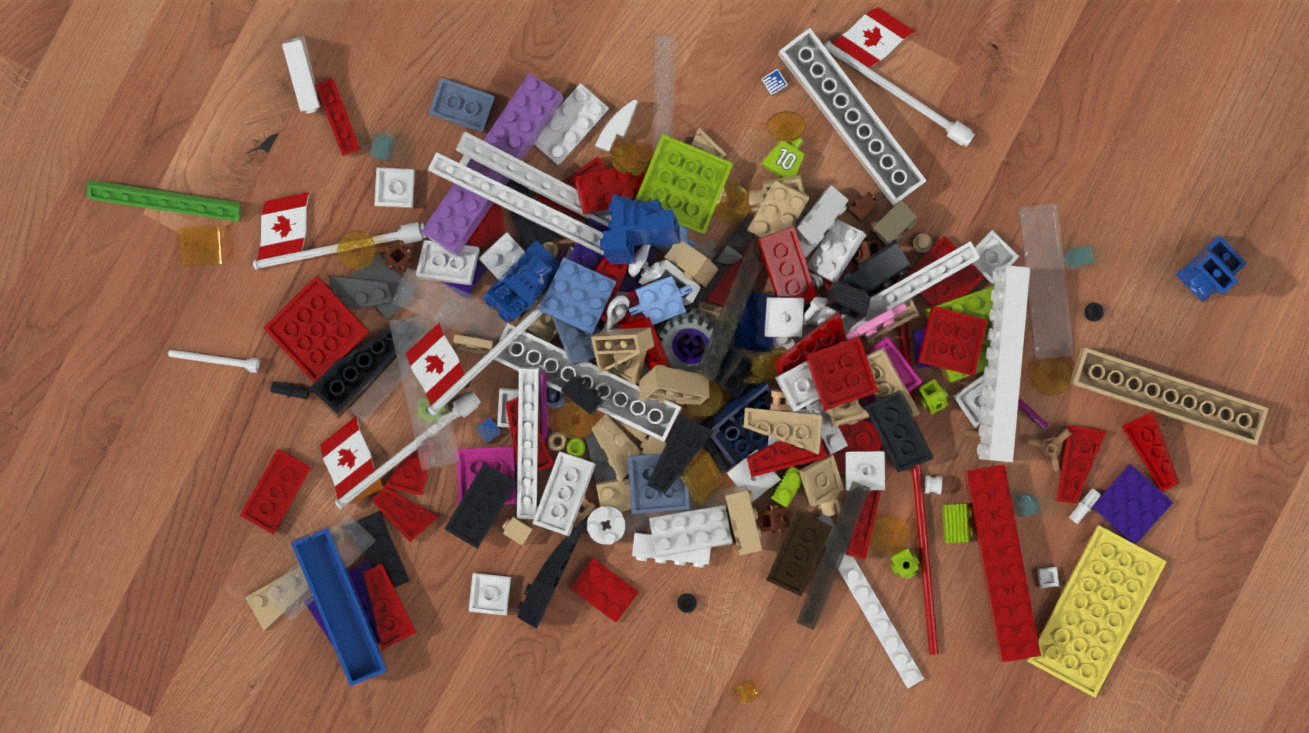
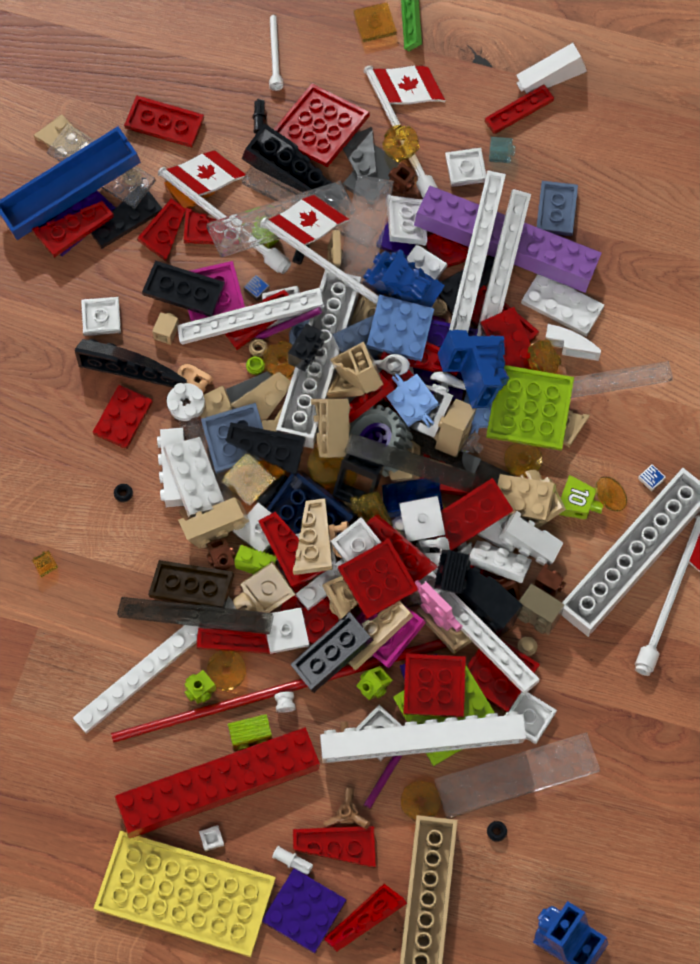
camera: 80 degrees right, 20 degrees down
(564, 494) = (208, 359): white plate -> none
(1027, 505) = (282, 800): clear light blue brick -> none
(1079, 257) = (550, 803): clear light blue brick -> none

